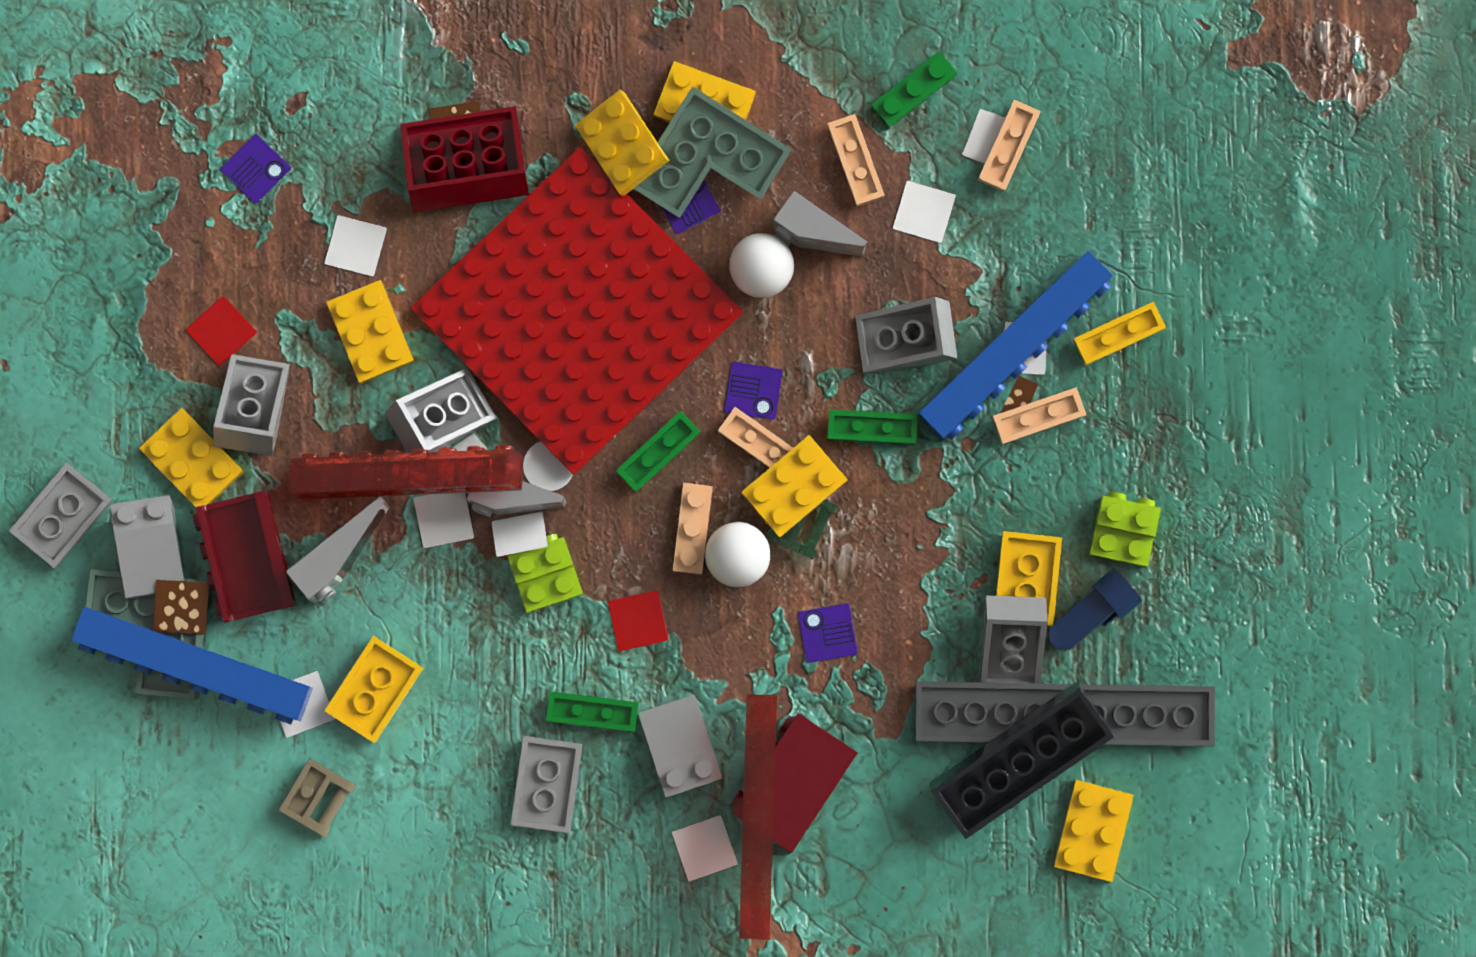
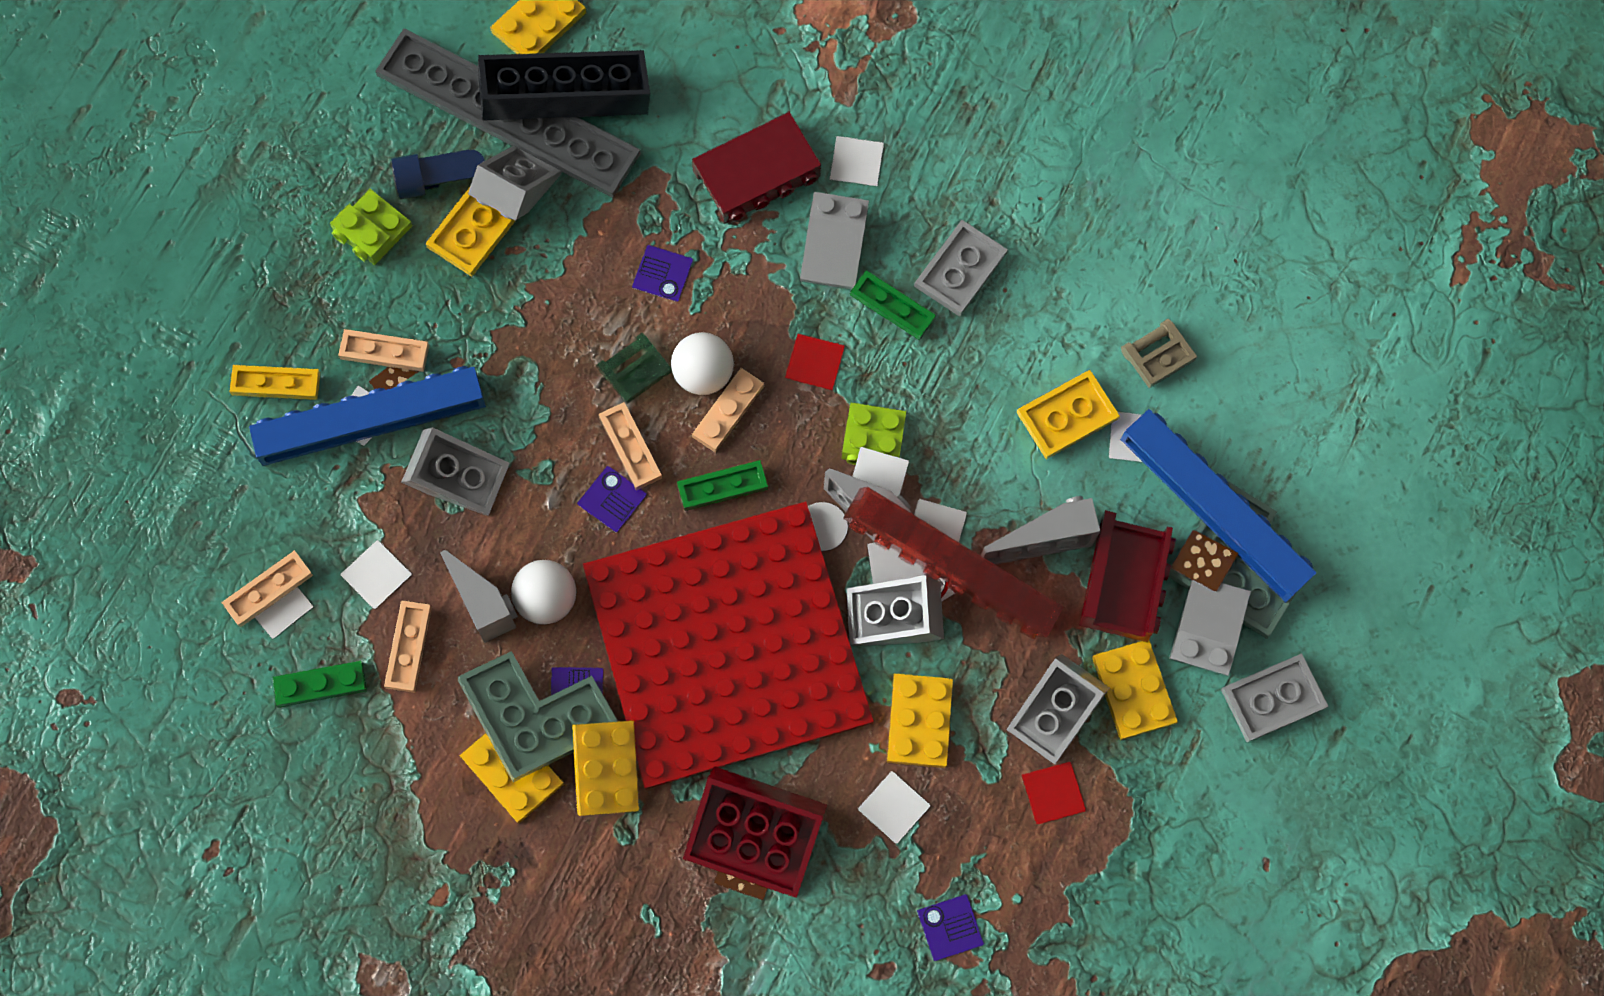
camera: 155 degrees left, 10 degrees down
(757, 817) = (801, 145): clear red brick -> none
(794, 486) = (623, 393): yellow plate -> none
(872, 427) = (528, 412): green plate -> none

